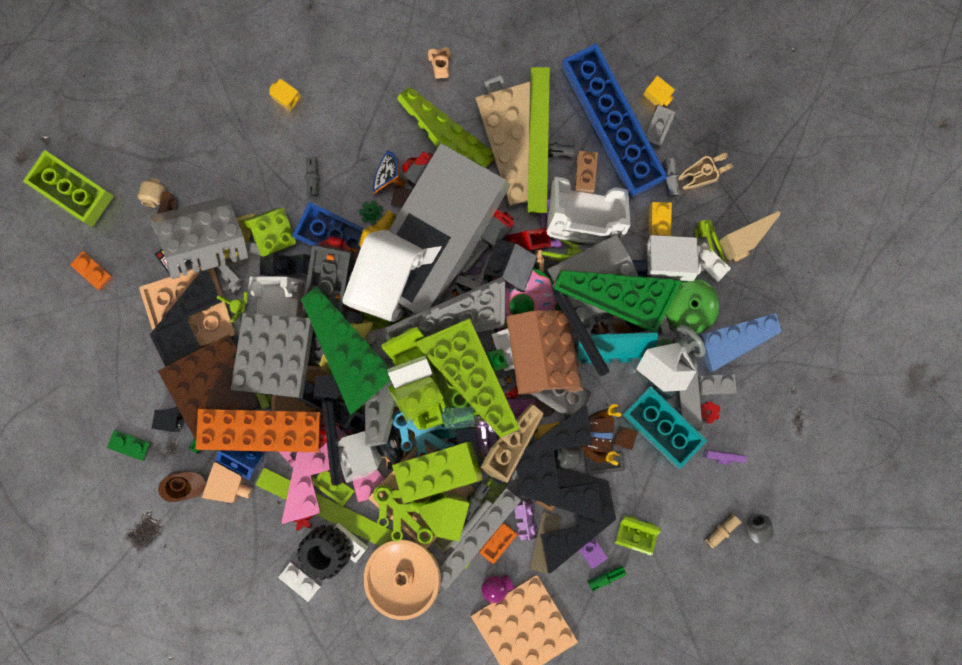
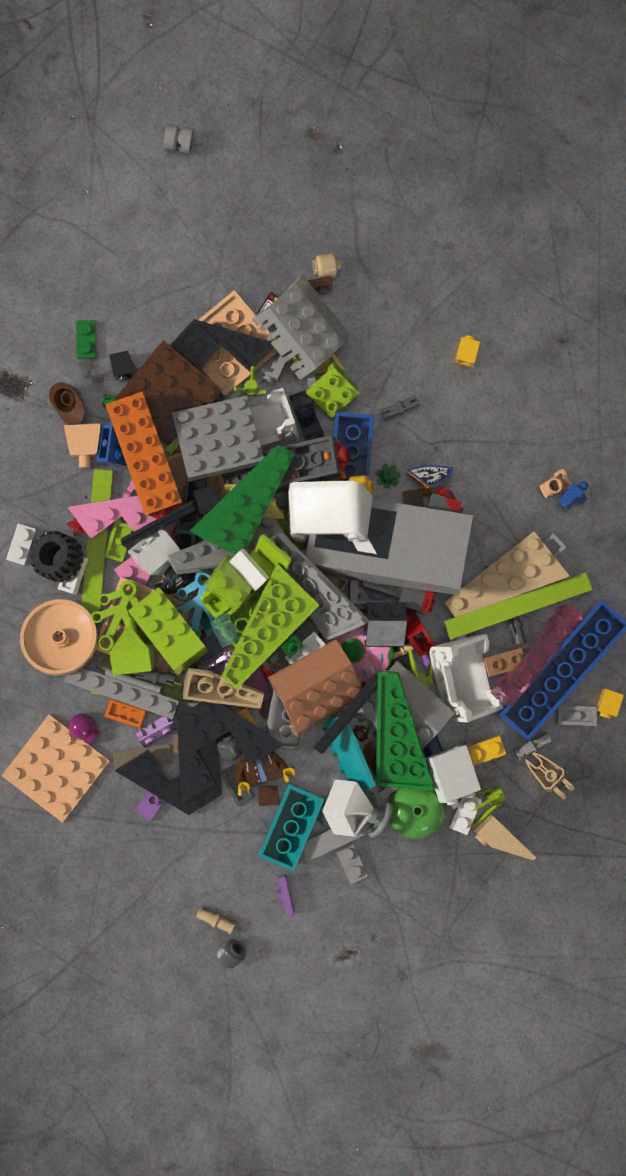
camera: 70 degrees right, 0 degrees up
(68, 188) = (300, 189): lime brick -> none
(91, 270) = (233, 240): orange plate -> none
(386, 220) = (383, 493): yellow cone -> none
(444, 129) = (490, 515): lime wing -> none
(456, 48) = (574, 494): none -> blue piece
(606, 578) = (131, 827): green axle -> none
(608, 164) = (522, 675): none -> clear pink arch
(637, 534) = (181, 840): lime bracket -> none
(714, 410) = (327, 870): red plant -> none
(733, 341) = (398, 863): medium blue wedge -> none

